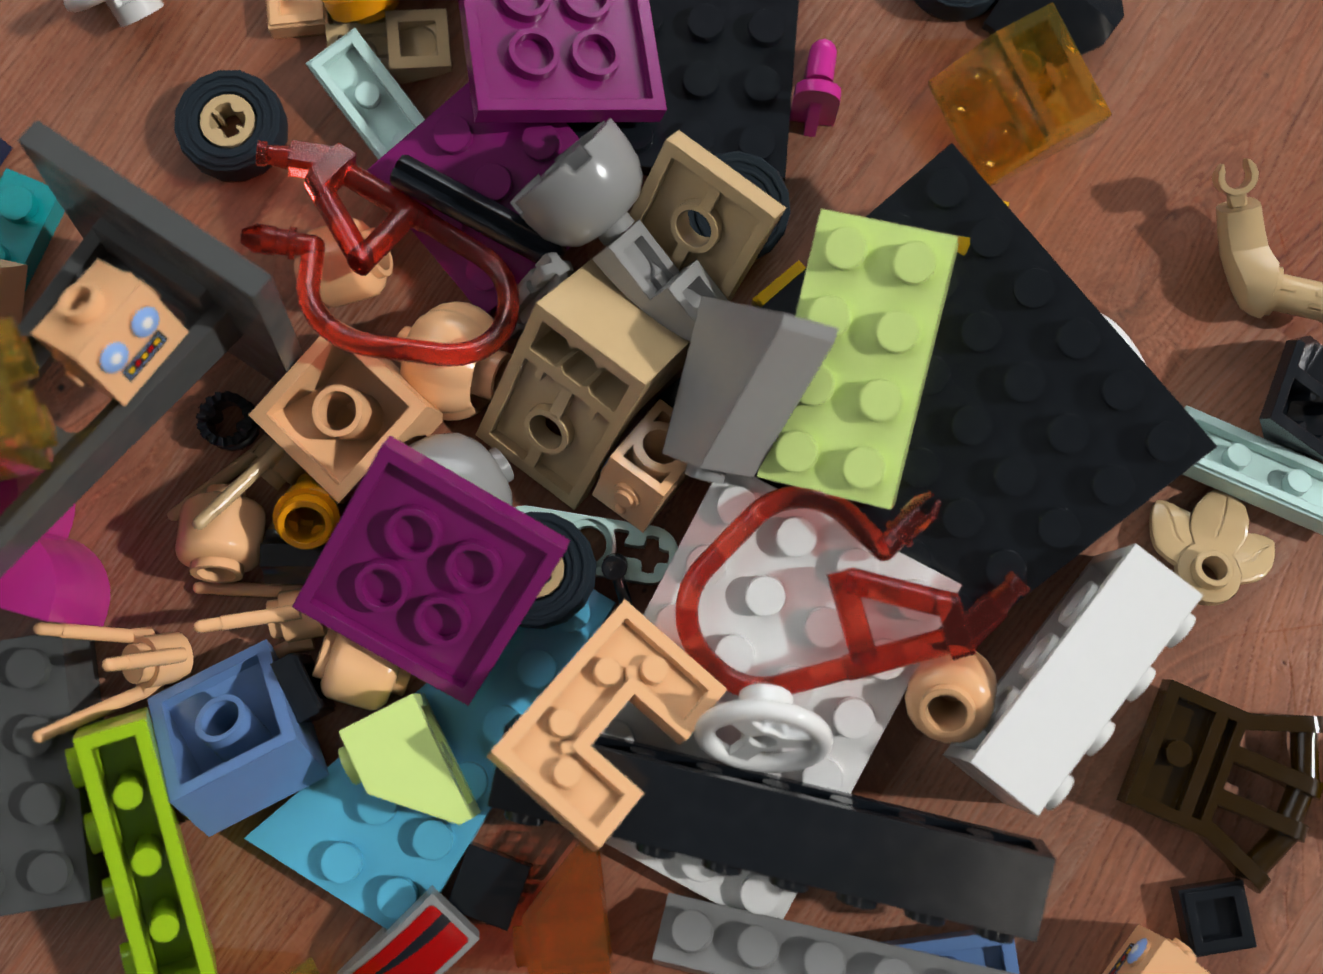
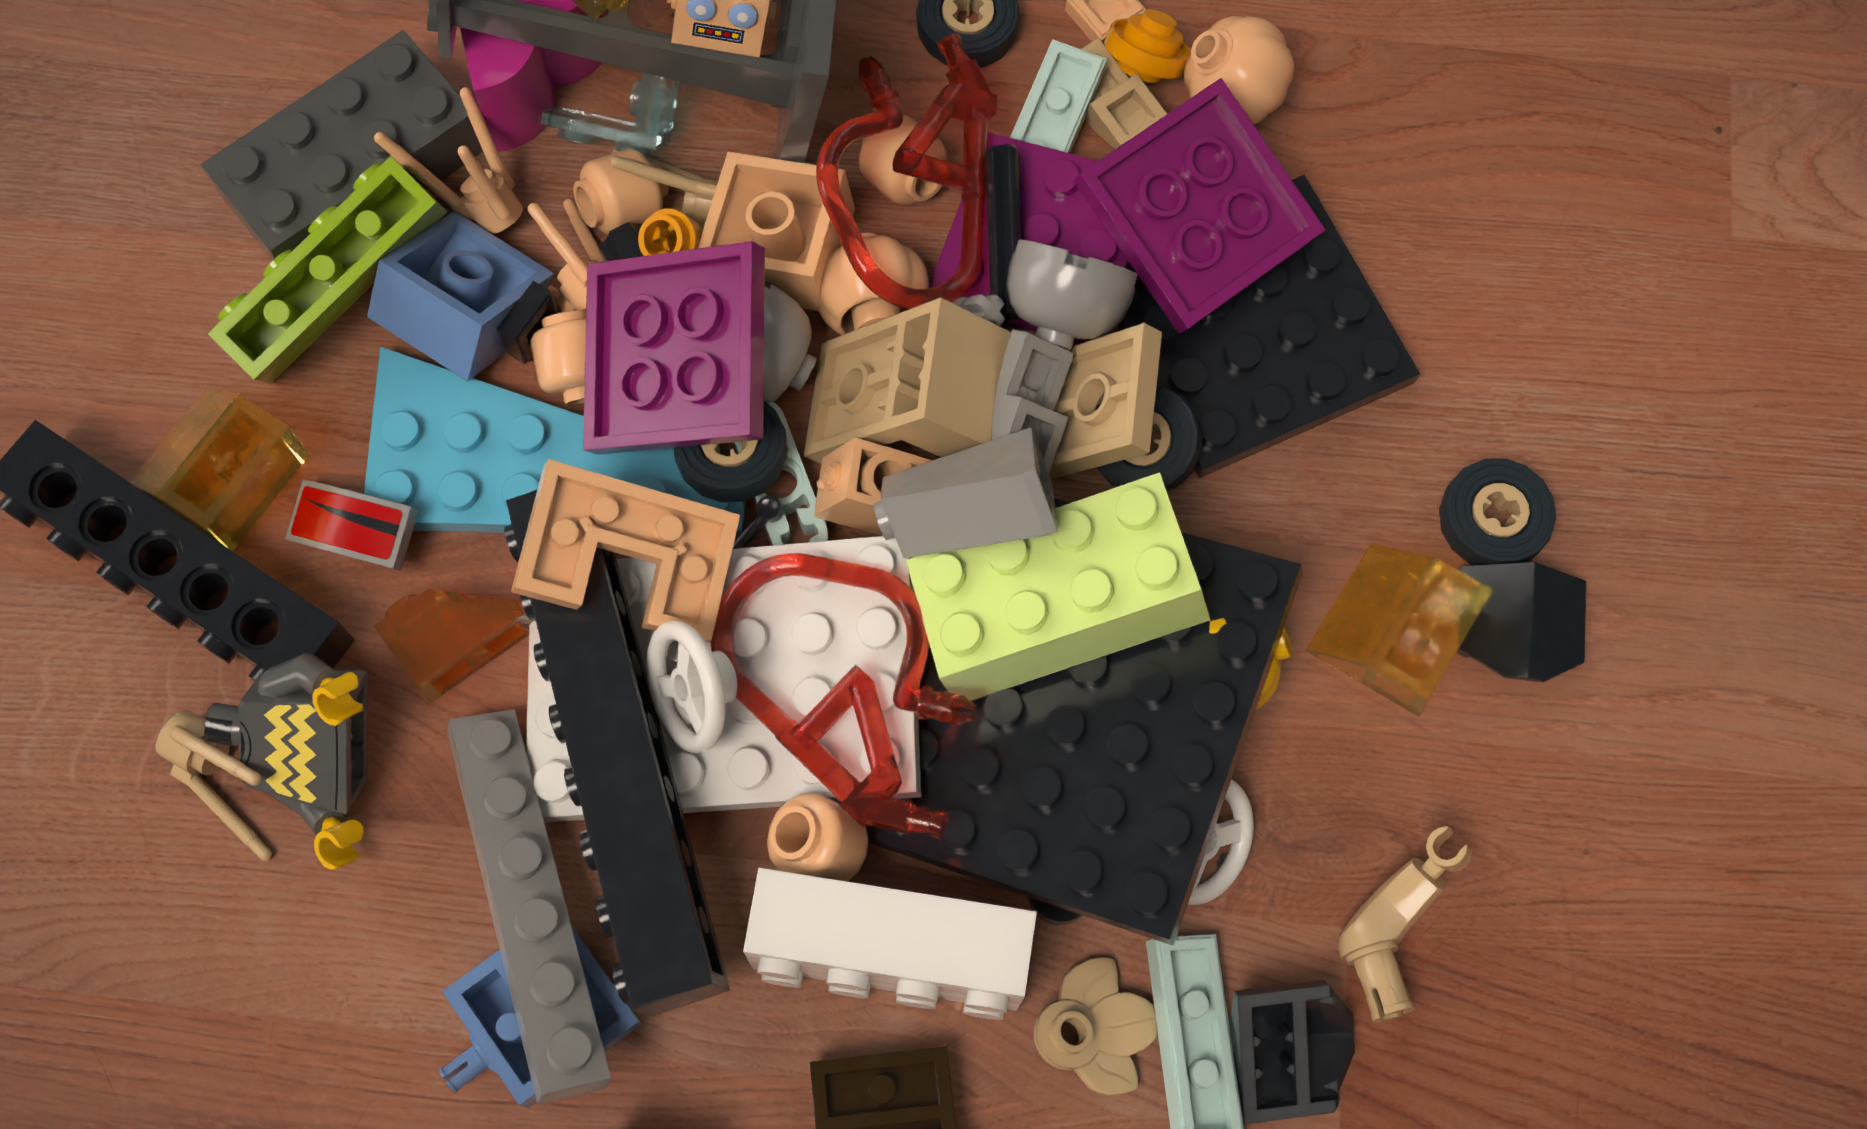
camera: 55 degrees right, 10 degrees down
(174, 485) = (651, 101): none -> clear light blue bracket
(212, 414) = (717, 134): black bush -> none
(407, 761) = (513, 427): yellowish green slope -> none
(489, 885) = (443, 560): black tile -> none
(817, 97) = (1287, 450): dark pink piece -> none

